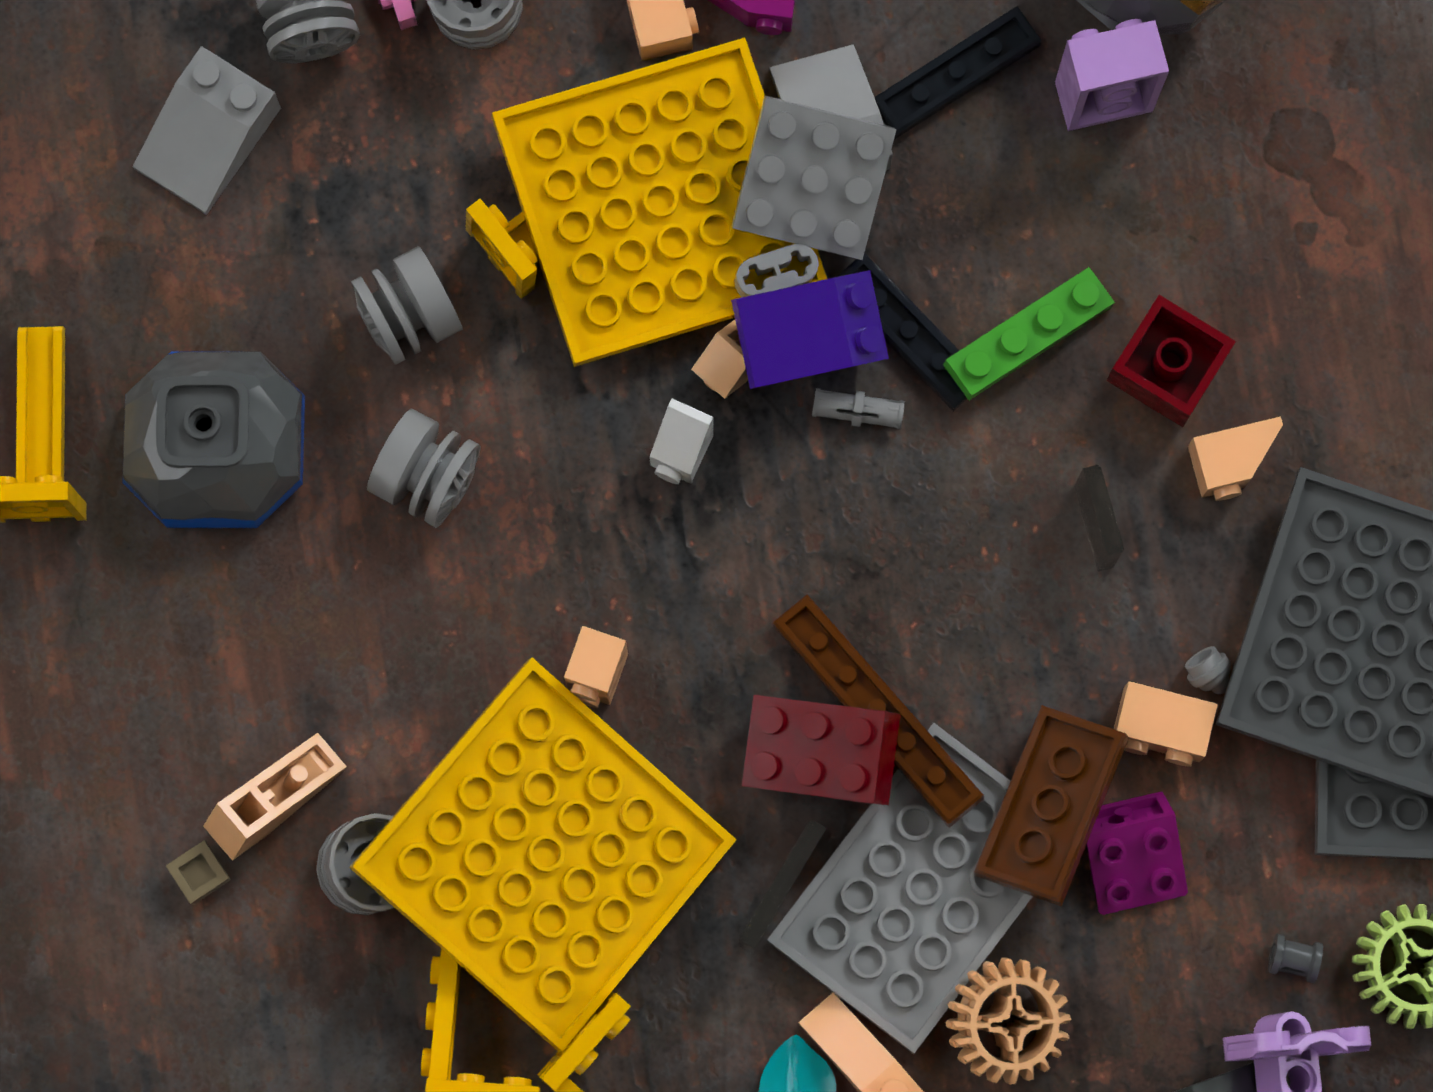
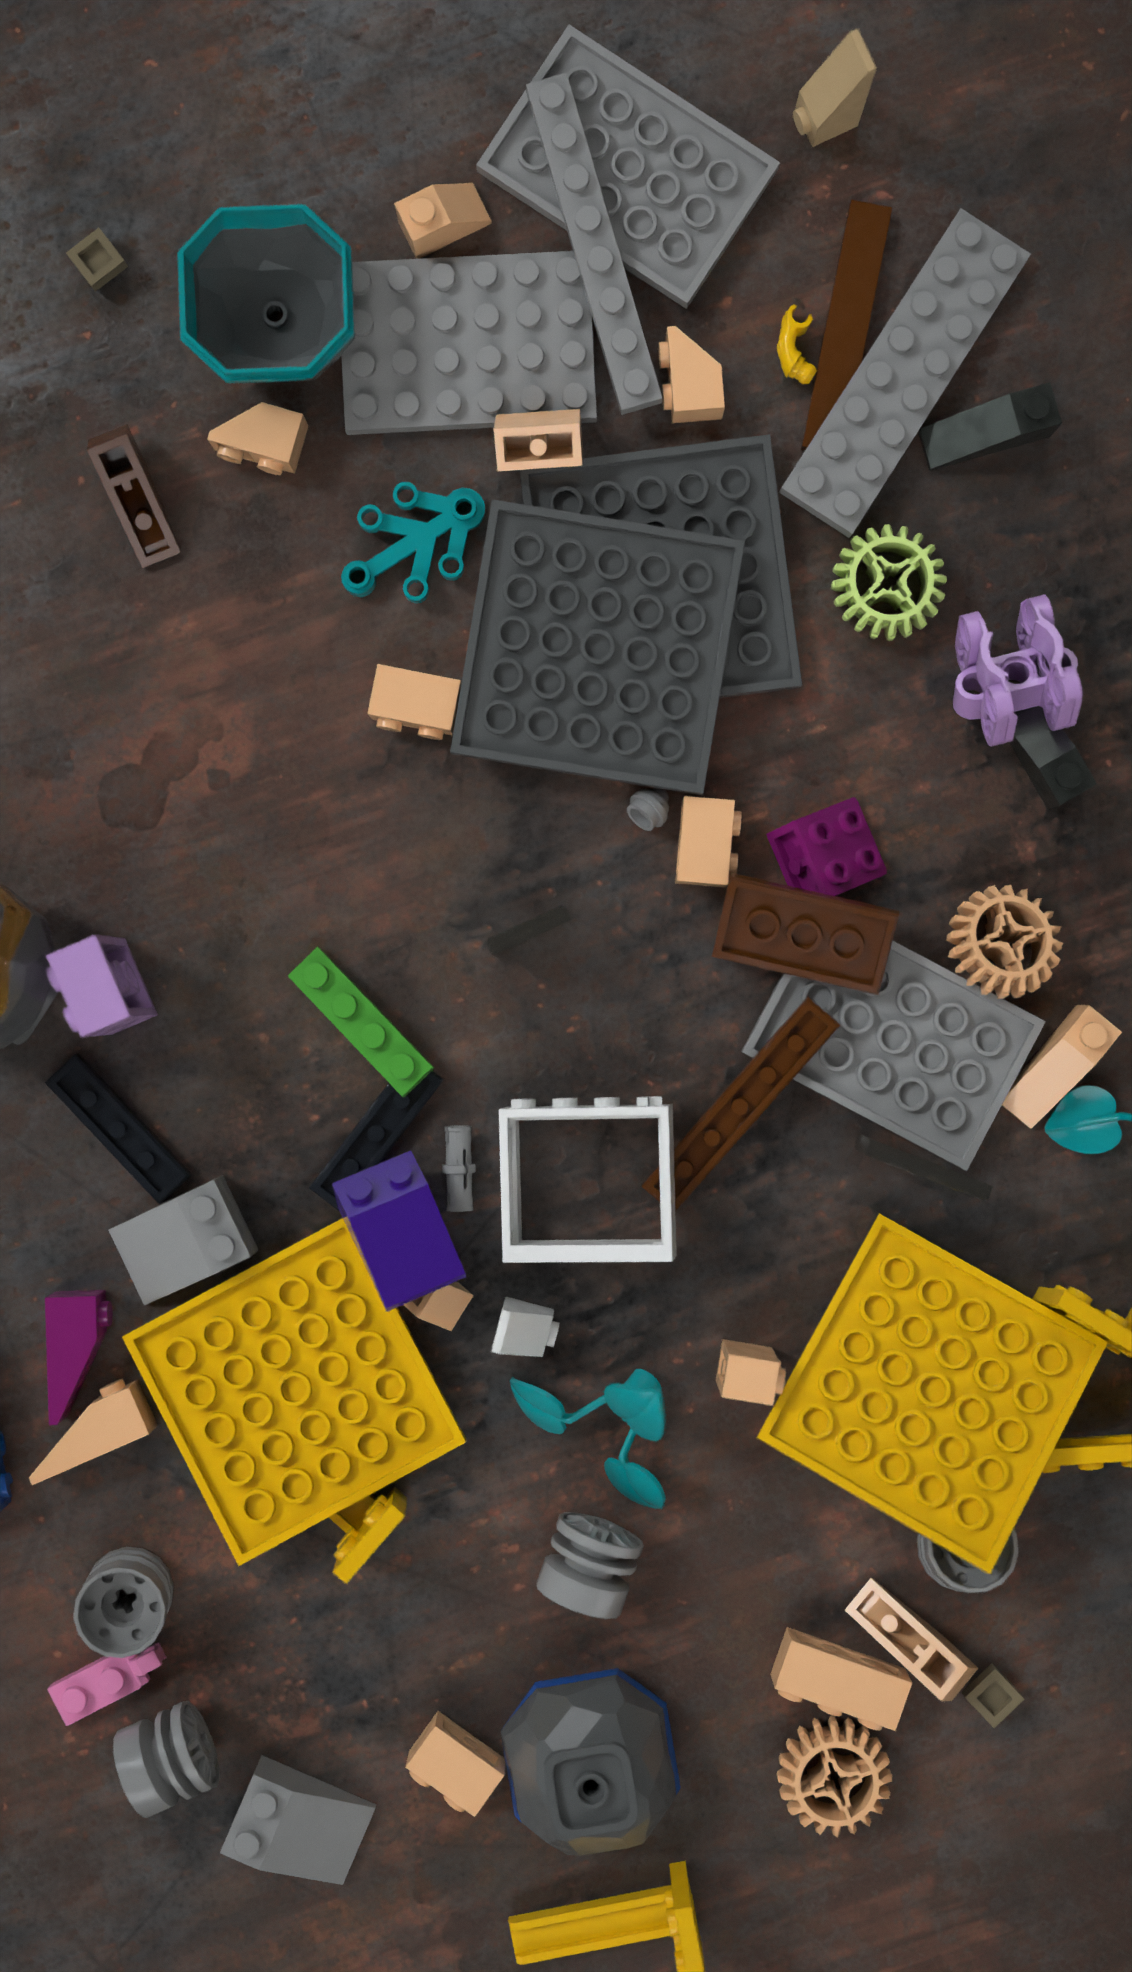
camera: 100 degrees left, 10 degrees up
(169, 686) = (851, 1769): none -> light nougat gear
(237, 298) = (455, 1764): none -> light nougat brick
(247, 711) = (840, 1680): none -> light nougat brick
(406, 305) = (443, 1616): light grey wheel -> none
(585, 540) = (636, 1402): none -> teal plant
(773, 262) = (337, 1274): light grey beam -> none
(813, 177) = (250, 1251): light grey plate -> none
(821, 749) = (791, 1152): dark red brick -> none
(837, 459) = (618, 1250): none -> white window
(1170, 360) = (366, 886): dark red brick -> none
(1230, 457) = (447, 816): light nougat slope -> none
(1295, 958) = (899, 691): dark grey bush -> none
(1360, 440) = (414, 701): none -> light nougat brick

